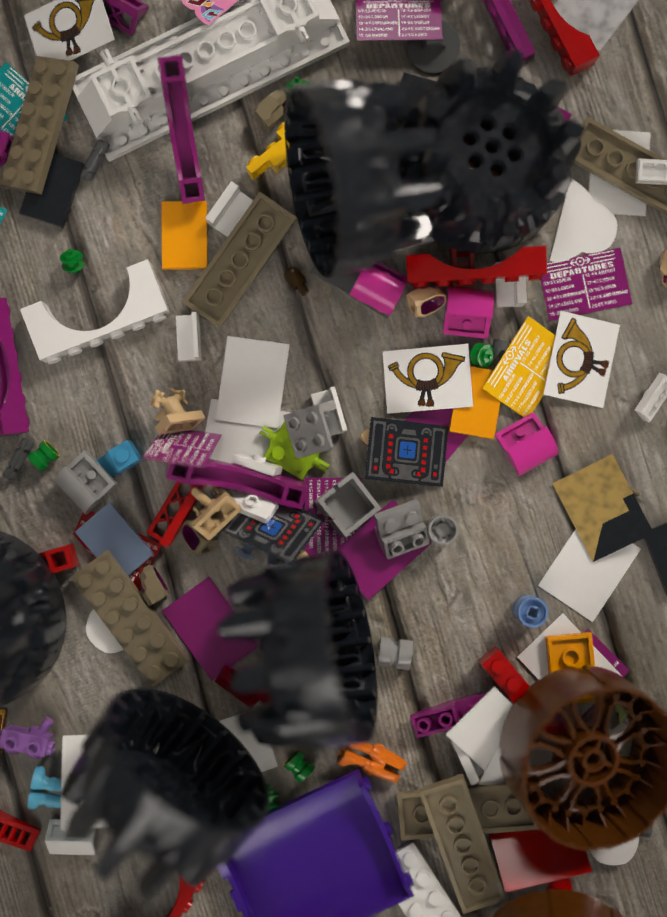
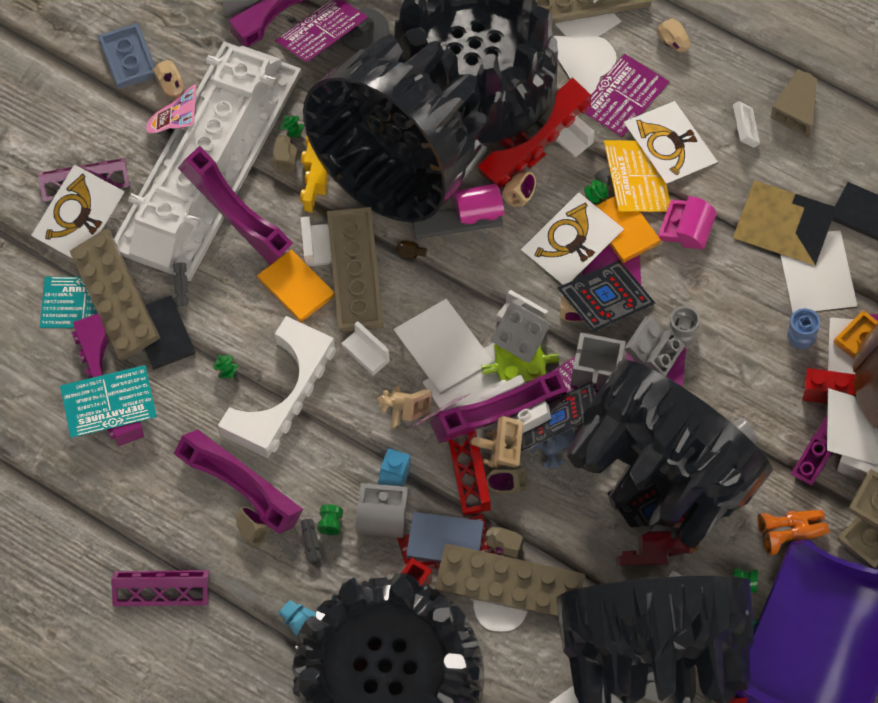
camera: 40 degrees left, 25 degrees down
(195, 621) = (578, 543): magenta sticker -> none
(468, 312) = (559, 172): dark pink brick -> none

